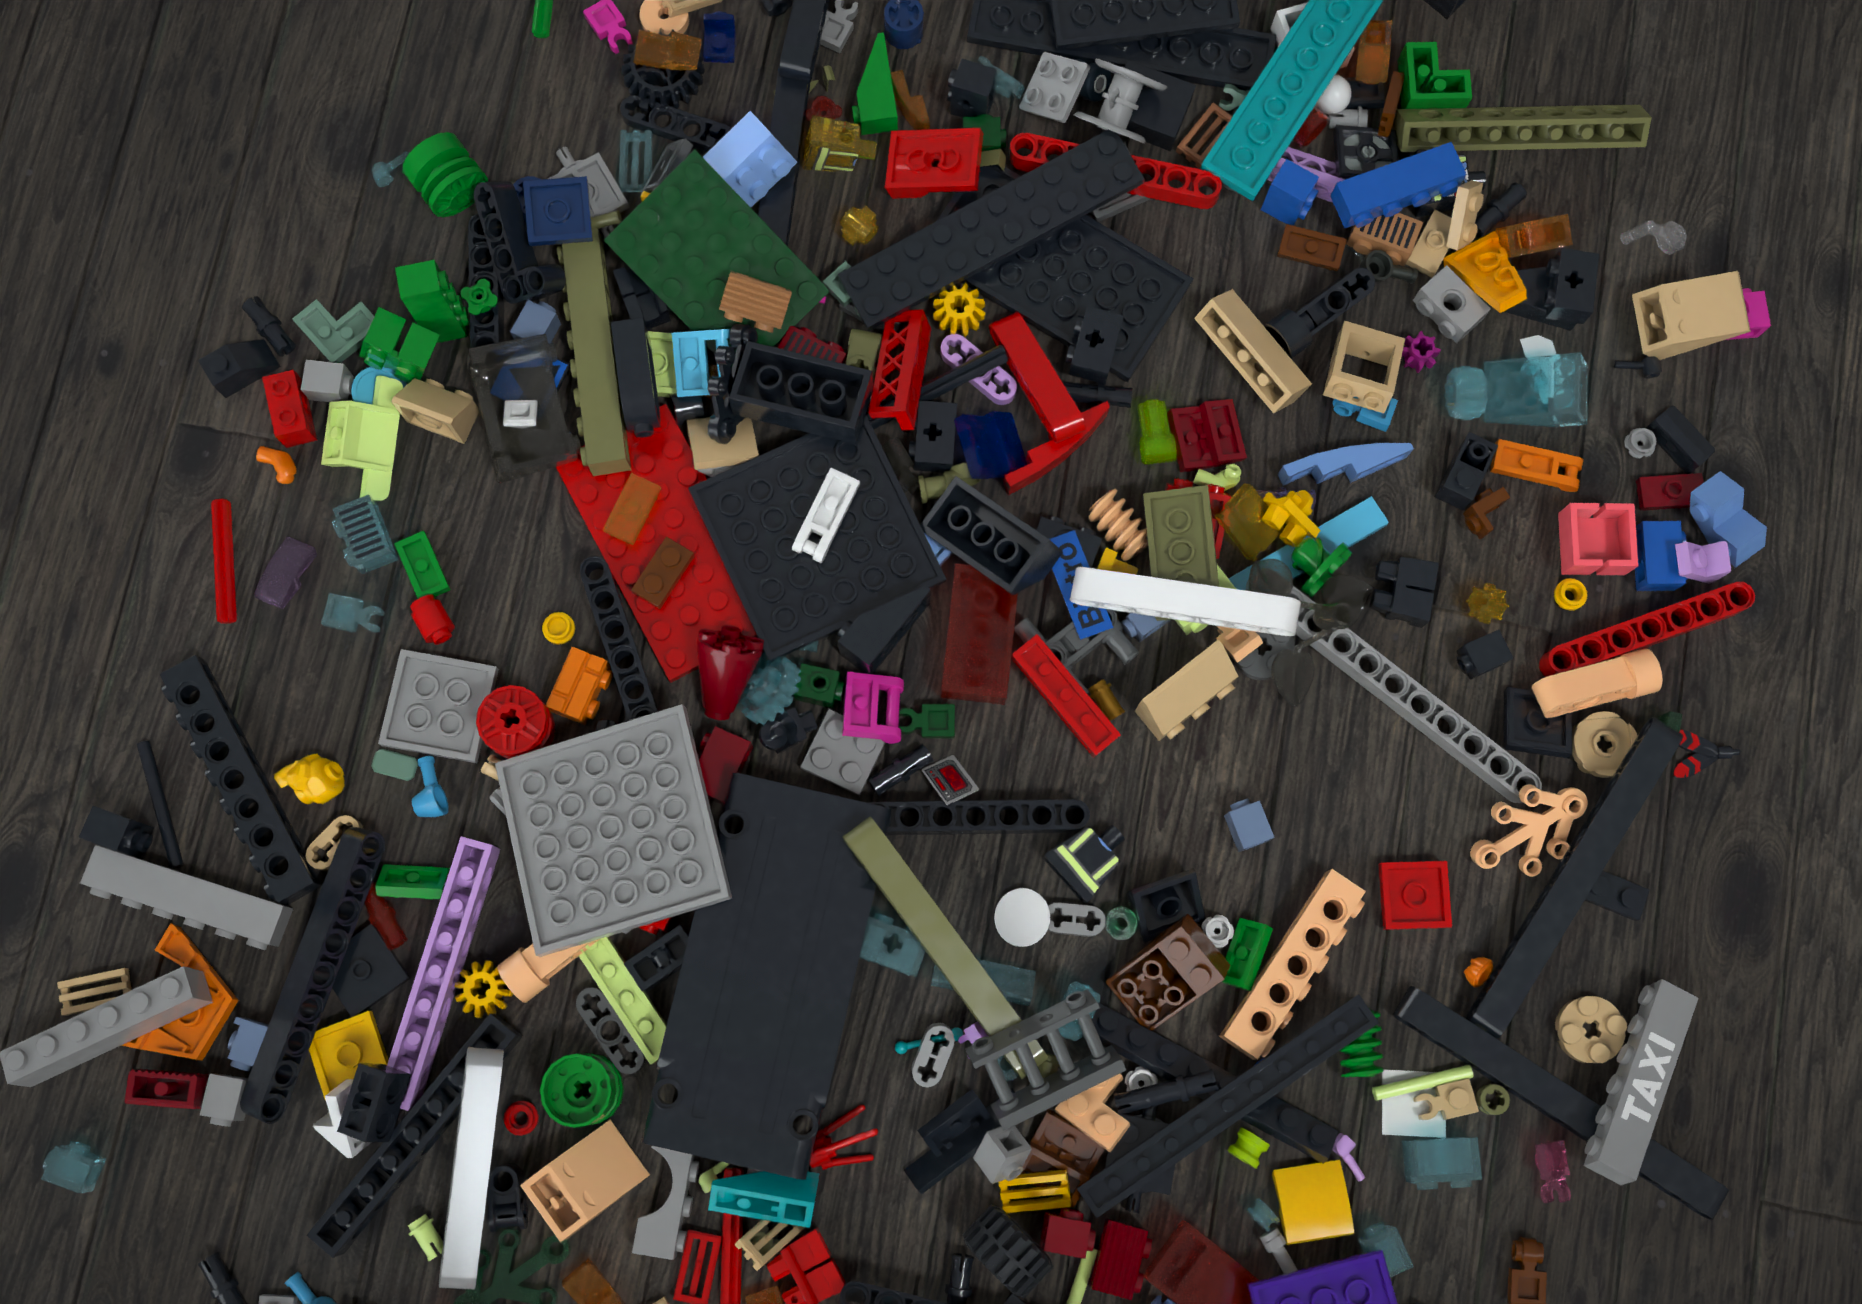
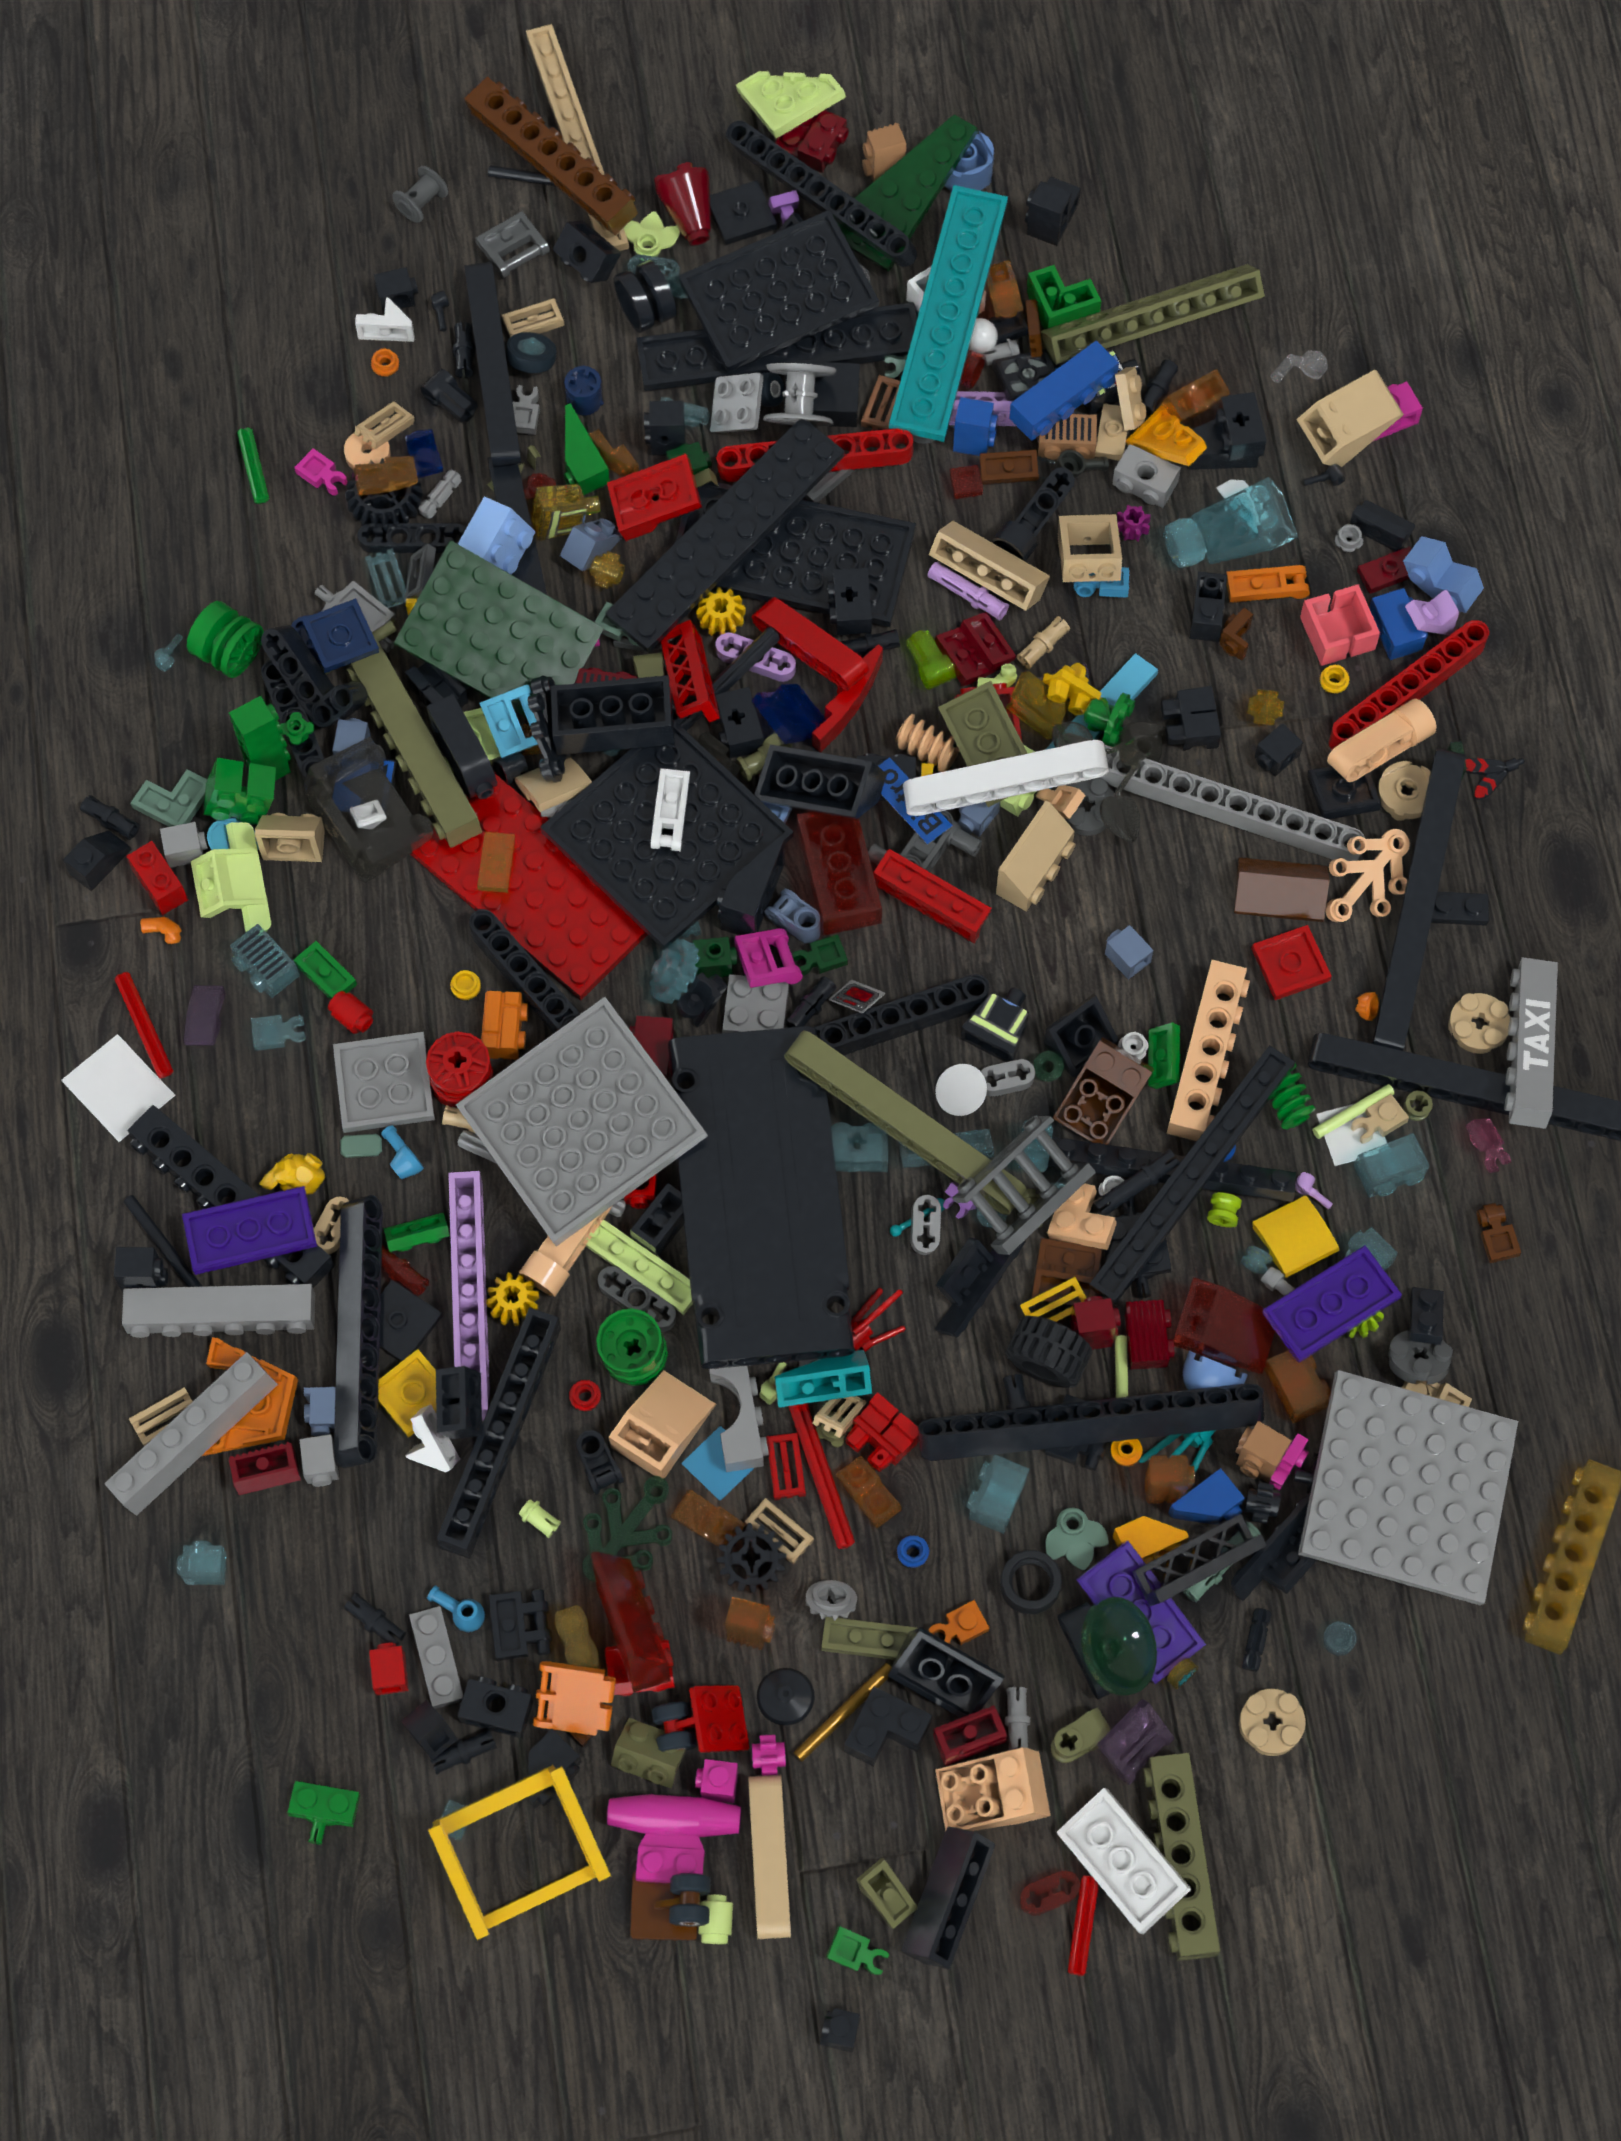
camera: 15 degrees left, 10 degrees down
(176, 617) = (117, 1086): none -> white sticker
(240, 827) = (249, 1230): none -> dark purple tile
(471, 1168) = (560, 1437): beam -> none
(618, 1237) = (709, 1466): none -> dark azure sticker
(663, 572) = (542, 906): reddish brown plate -> none
(720, 86) = (439, 494): none -> light grey axle
(725, 668) = (628, 966): dark red cone -> none
(755, 301) = (544, 653): medium nougat brick -> none
(851, 189) = (588, 541): none -> sand blue slope
(914, 663) = (791, 912): none -> sand blue piece
(1002, 1154) = (1015, 1279): light grey brick -> none
(1106, 700) = (962, 883): pearl gold pin -> none
(1229, 379) = (975, 595): none -> lavender pin
(1262, 249) = (966, 481): none -> clear red plate
(1280, 452) = (1043, 642): none -> tan pin
(1353, 460) = (1108, 628): medium blue slope -> none
(1434, 808) = (1281, 889): none -> slope

